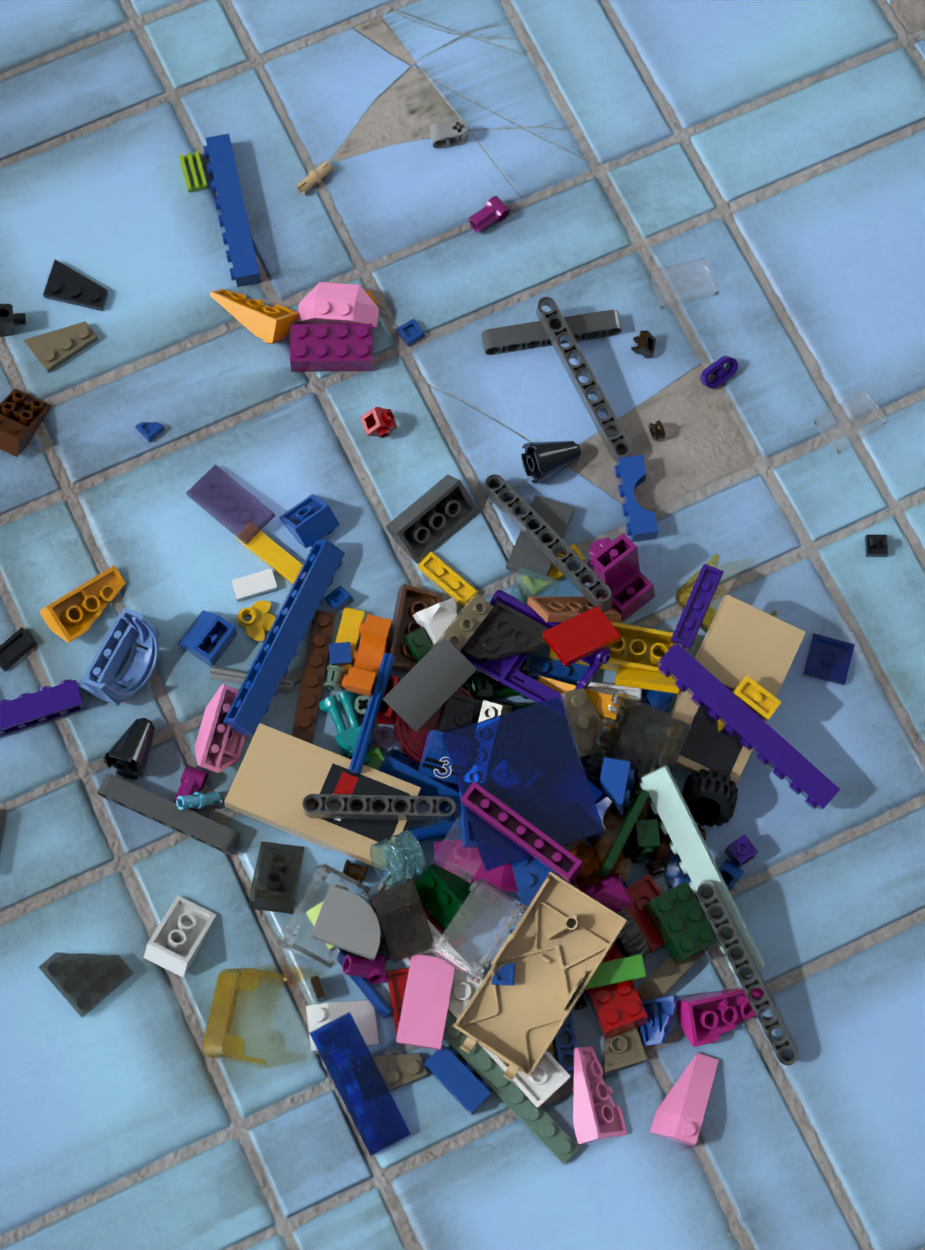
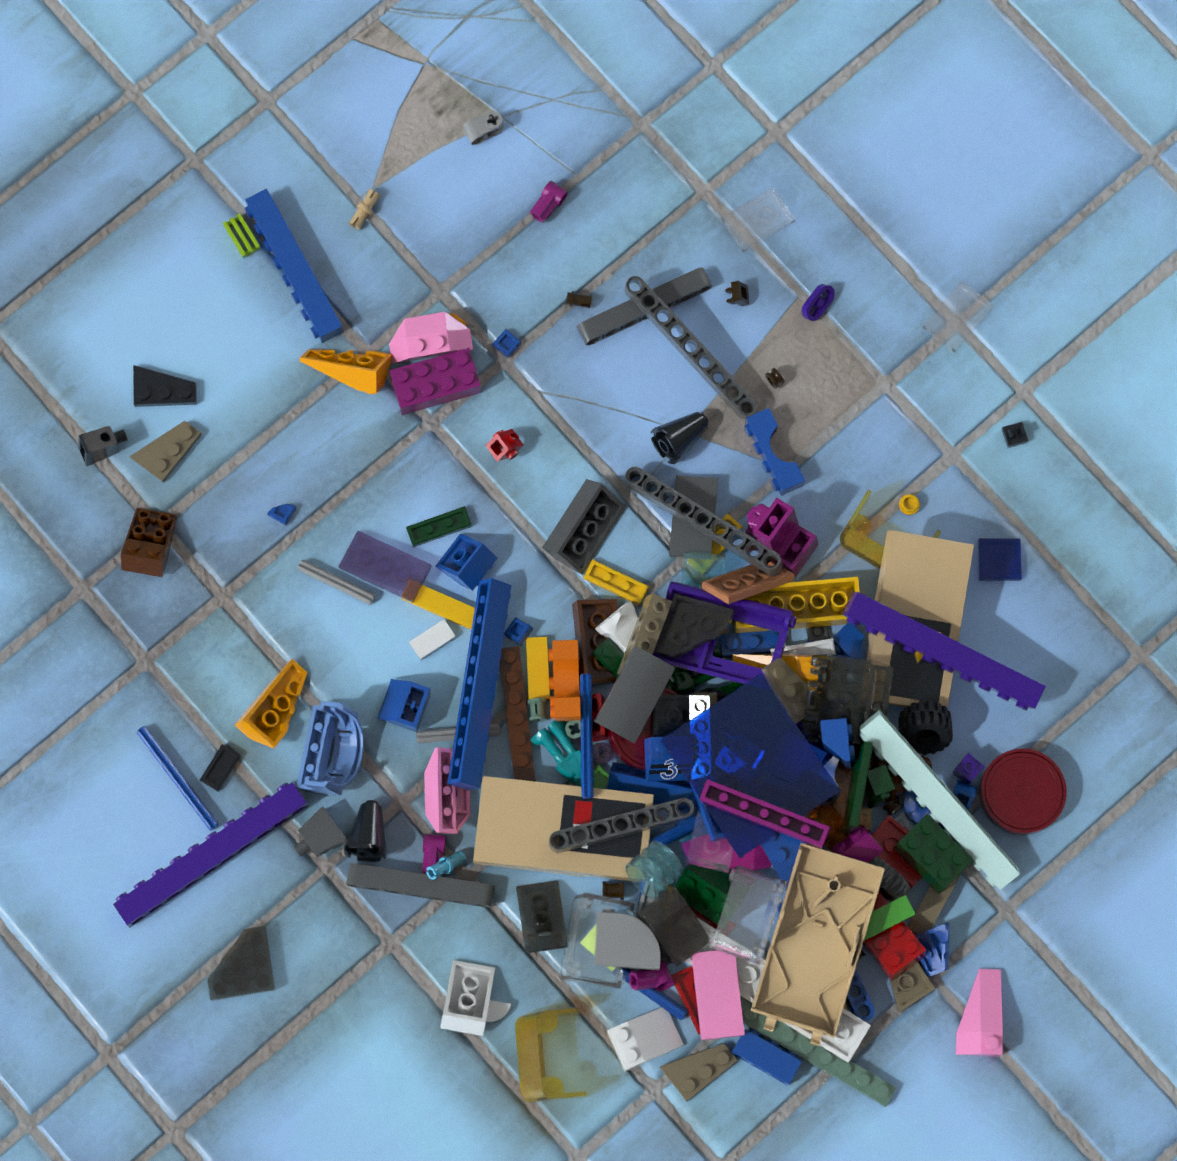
camera: 15 degrees left, 5 degrees up
(85, 977) = (391, 1062): clear smoke plate -> none
(86, 738) = (319, 835): none -> dark grey torso
(179, 506) = (336, 582): none -> light grey axle
(205, 957) = (497, 1010): none -> white tile
(260, 622) = (449, 673): yellow plate -> none
(293, 482) = (438, 526): none -> dark green tile
(317, 987) = (612, 1010): dark brown tile -> none
(340, 653) = (536, 685): blue tile -> none
(359, 1083) = (678, 1087): clear blue plate -> none
(490, 310) = (578, 300): none -> dark brown pin
(505, 975) = (785, 950): blue tile -> none
(581, 636) = (765, 608): red tile -> none
(593, 1107) = (900, 1049): bright pink wedge -> none
(645, 680) = (833, 631): yellow tile -> none
(697, 606) = (863, 546): dark purple tile -> none
(712, 1014) = (985, 928): dark pink wedge -> none
(747, 983) = (1009, 892): dark grey beam -> none
(754, 583) = (909, 504): none -> yellow plate
(756, 698) = (945, 622): yellow panel -> none
(789, 889) = (1022, 791): none -> dark red brick

